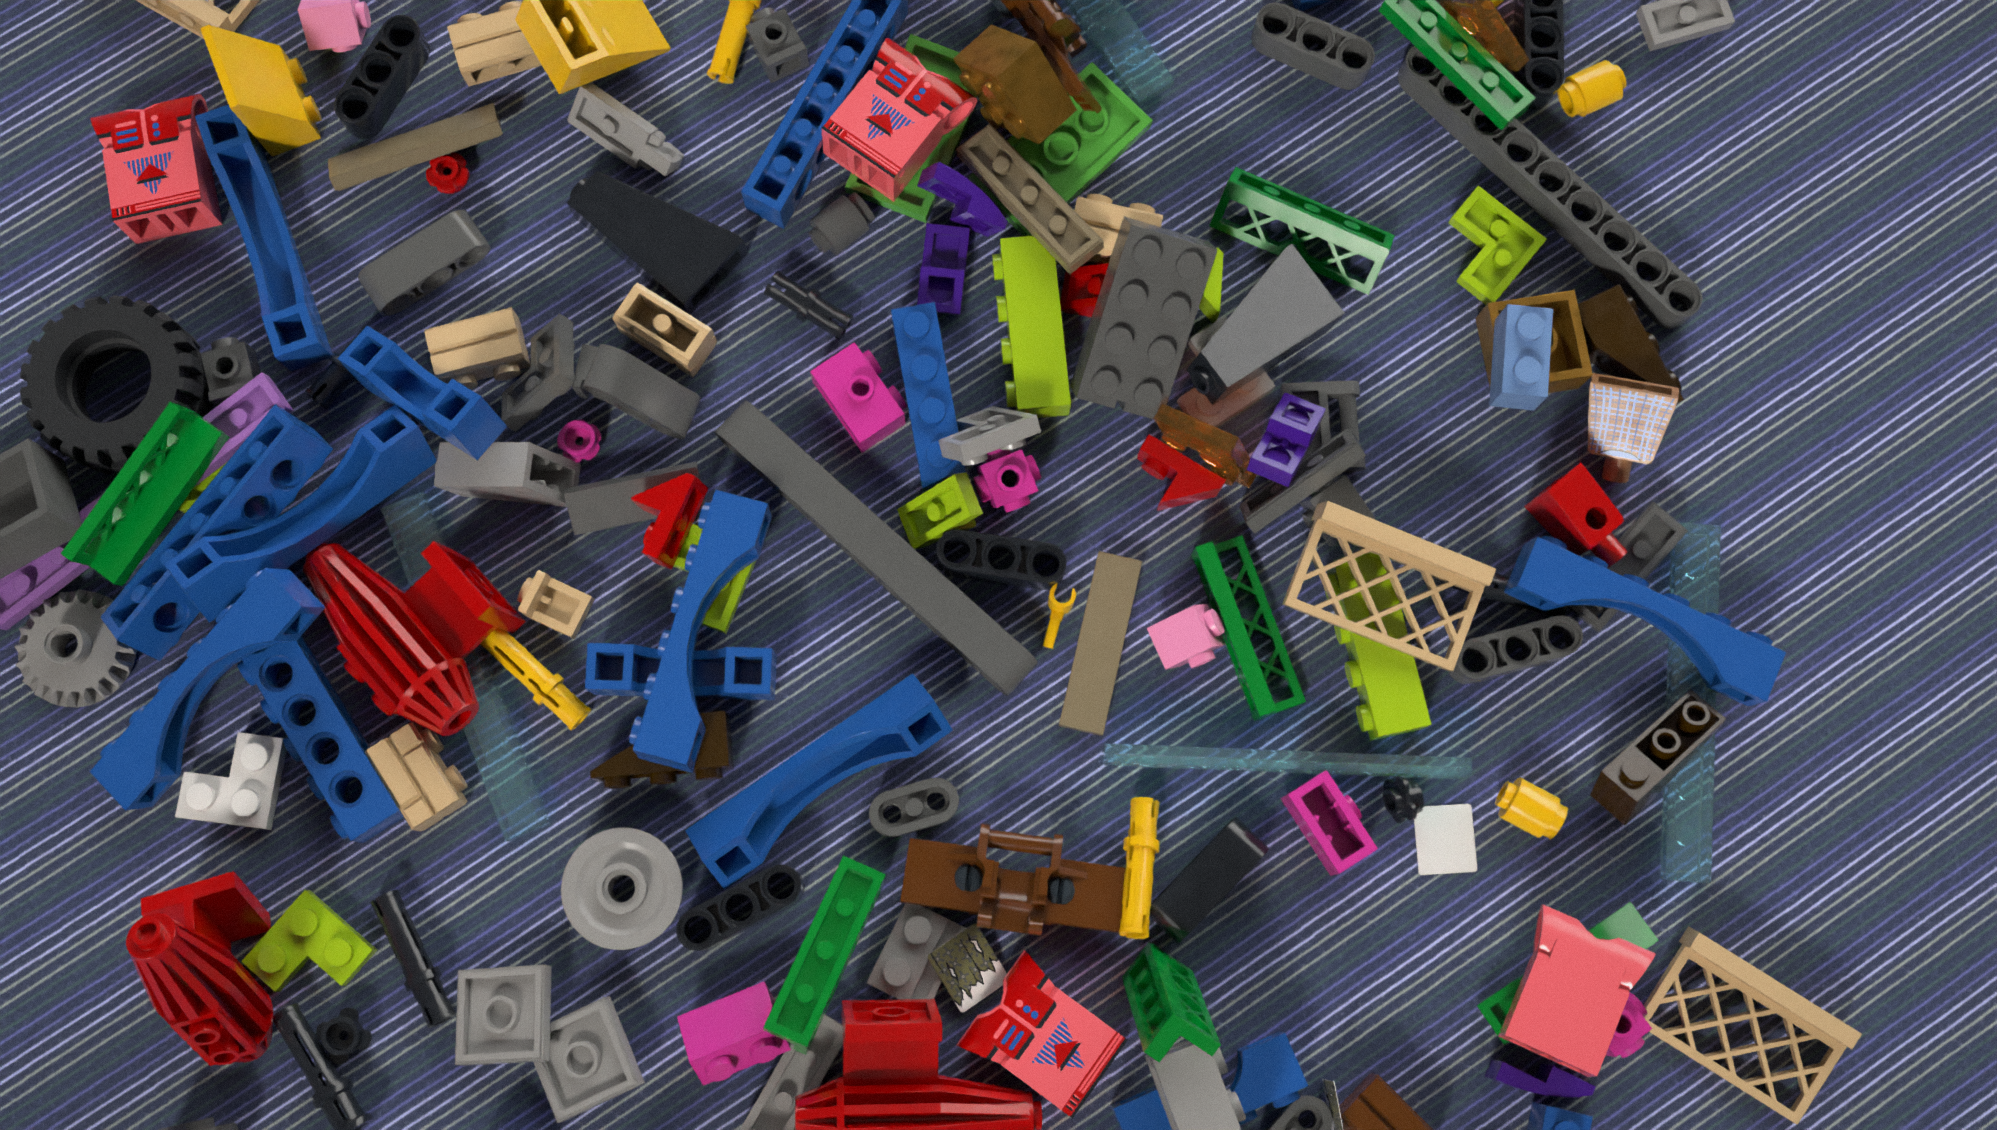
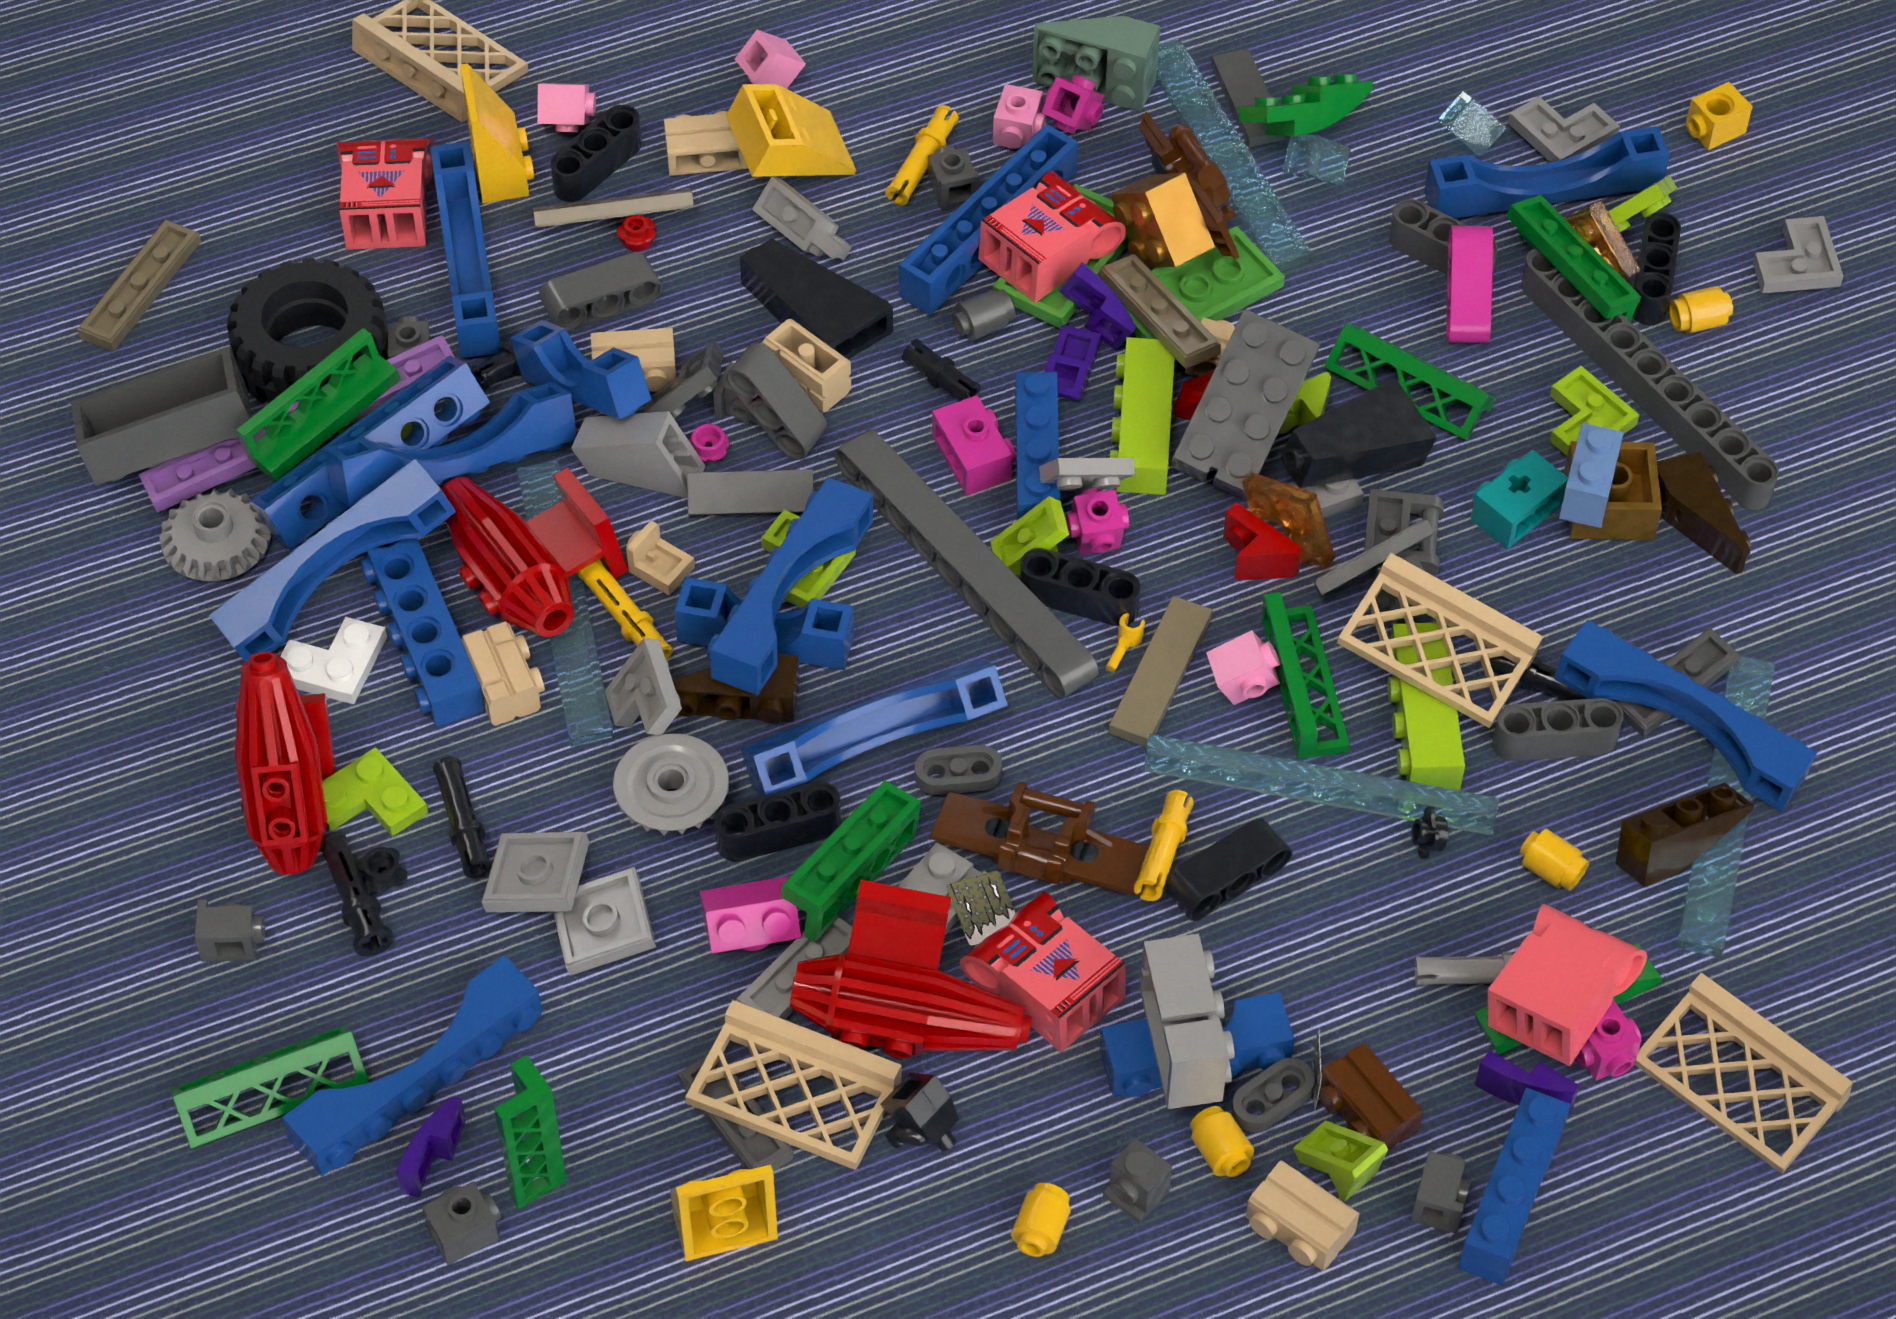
camera: 15 degrees right, 25 degrees down
(568, 779) = (644, 689): none -> light grey plate
(676, 507) = (780, 497): red slope -> none
(1167, 1004) = (1167, 913): green fence -> none
(1286, 439) = (1366, 523): dark purple slope -> none
(1329, 823) = (1352, 833): dark pink brick -> none
(1351, 105) = (1469, 284): none -> dark pink beam
(1445, 839) = (1467, 882): white sticker -> none
(1449, 344) = (1518, 498): none -> teal brick
(1457, 954) = (1459, 969): none -> light grey pin
(1580, 515) = (1635, 613): red torso -> none
(1627, 422) = (1692, 559): torso -> none

